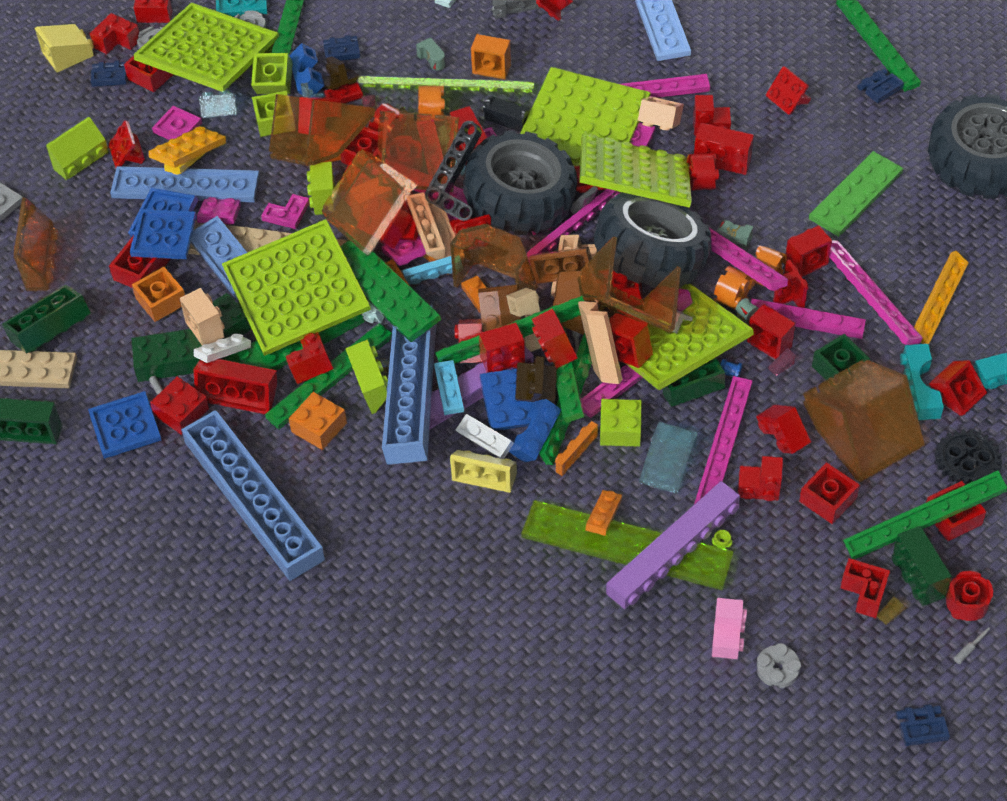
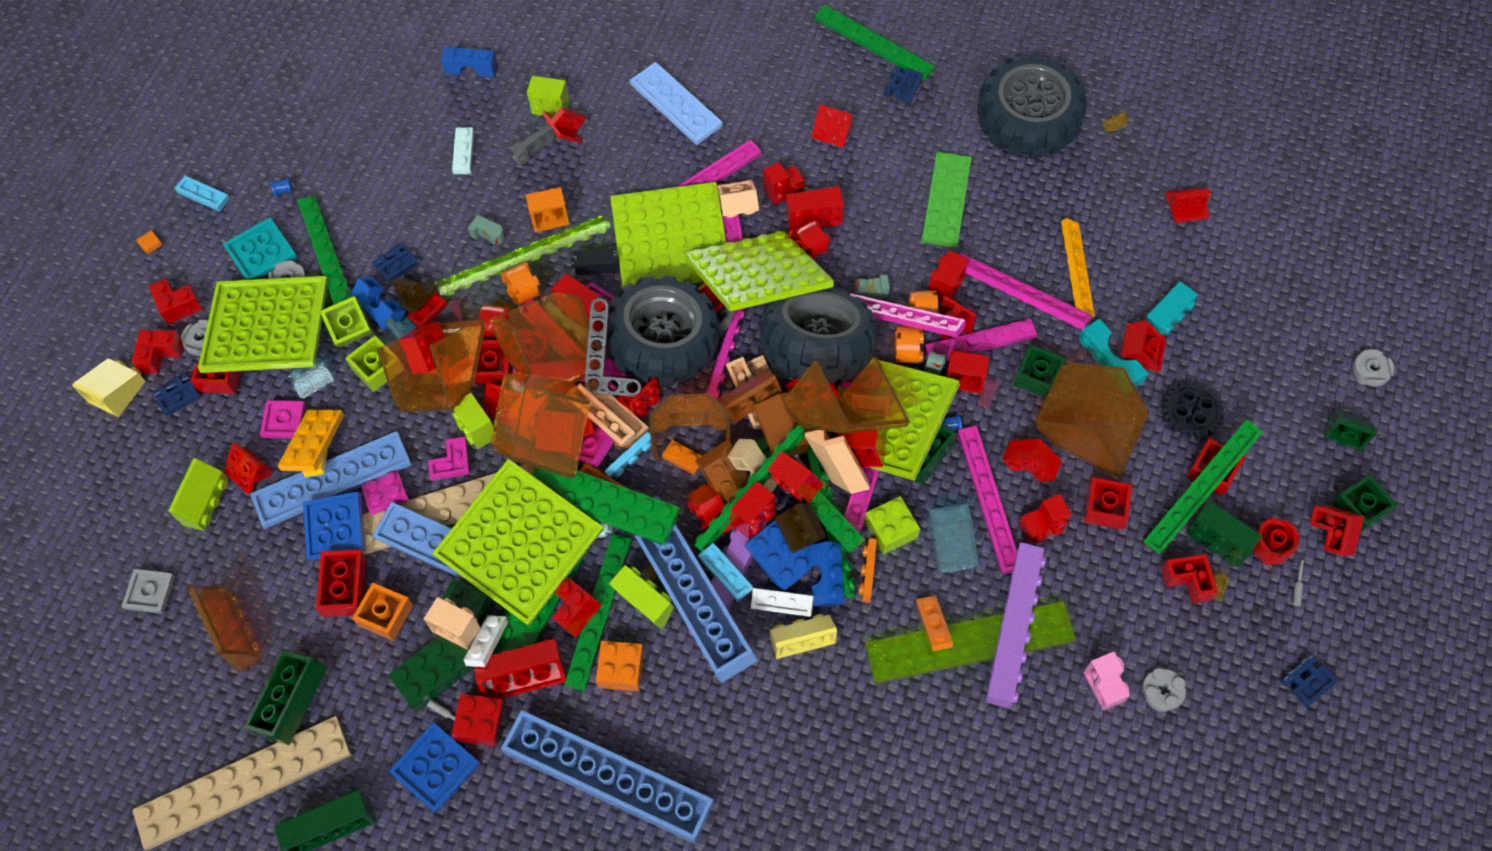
camera: 30 degrees left, 10 degrees up
(163, 234) = (351, 549): blue plate -> none
(722, 535) = (1045, 589): lime plate -> none

